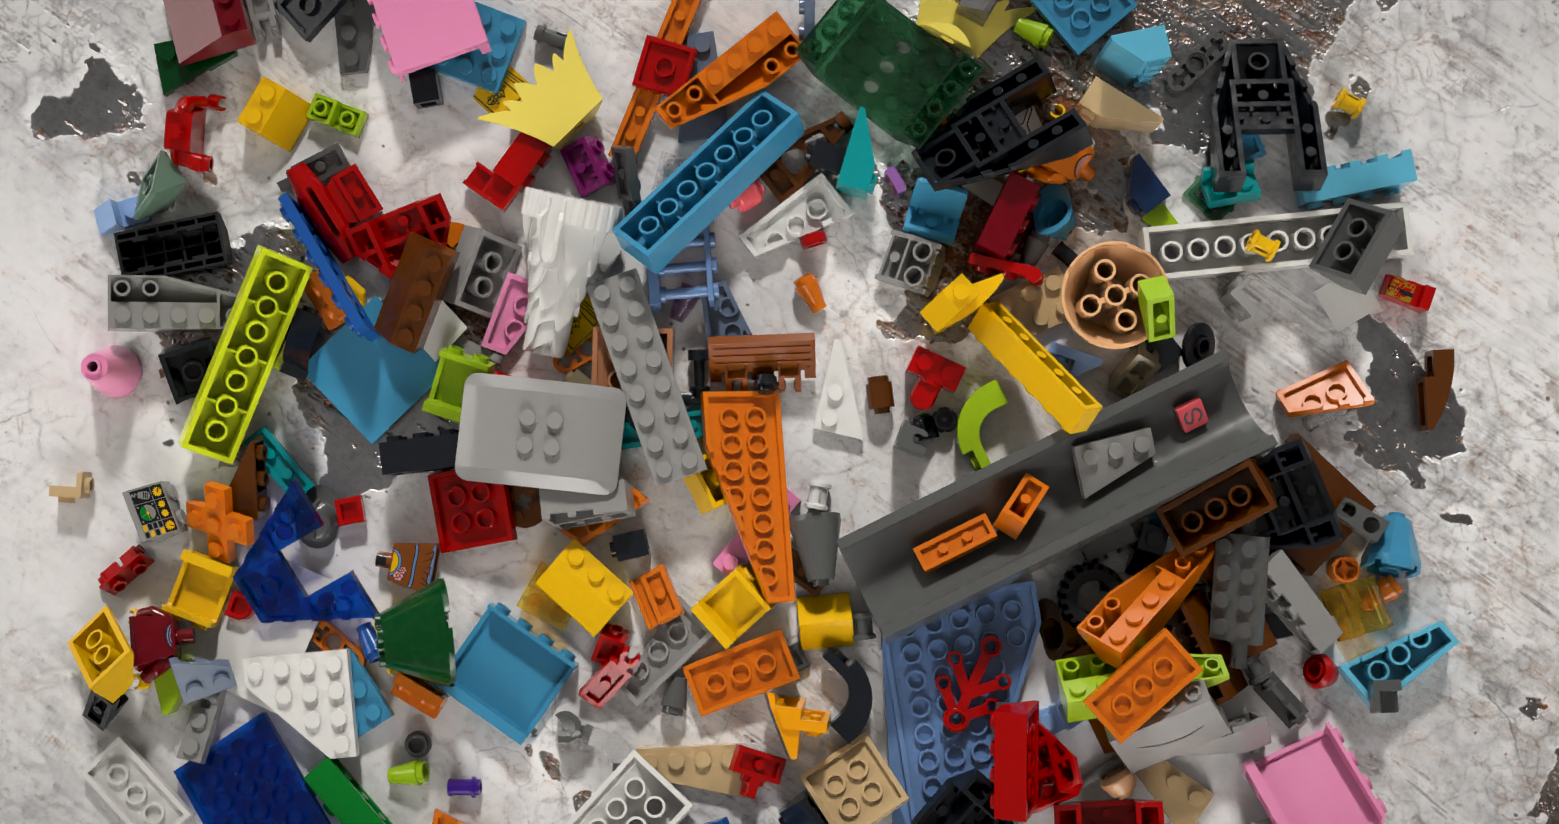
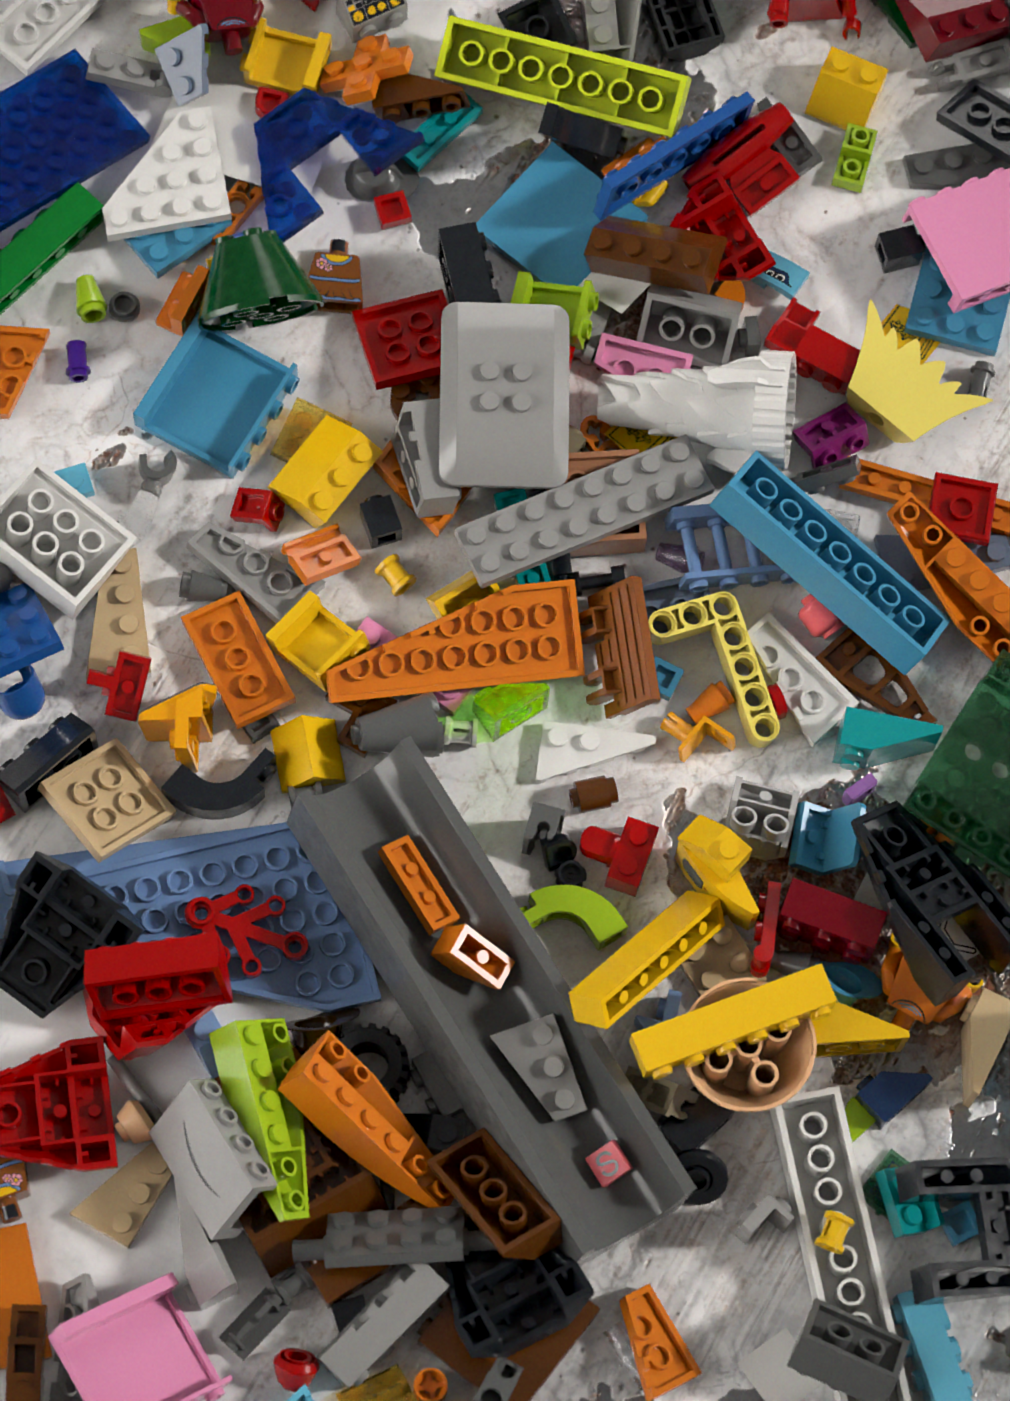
camera: 75 degrees right, 15 degrees down
(444, 183) = (783, 277): none -> medium azure slope
(494, 222) = (749, 336): none -> dark grey plate
(572, 795) = (78, 478): none -> medium azure plate
(609, 678) = (218, 507): plate -> none
(678, 537) = (395, 575): none -> yellow bush
(766, 384) = (591, 655): black plate -> none
(776, 272) = (729, 656): none -> light yellow beam
(786, 325) = (668, 677): none -> dark azure plate
(802, 457) = (509, 706): none -> clear neon green slope
(825, 157) = (878, 693): black brick -> none
(836, 311) = (692, 736): none -> light orange bracket
(1097, 217) = (856, 1033): none -> yellow slope
(1101, 304) = (733, 1021): none -> yellow brick
(1142, 685) = (264, 1106): orange plate -> none
(1157, 308) = (736, 1089): lime slope -> none

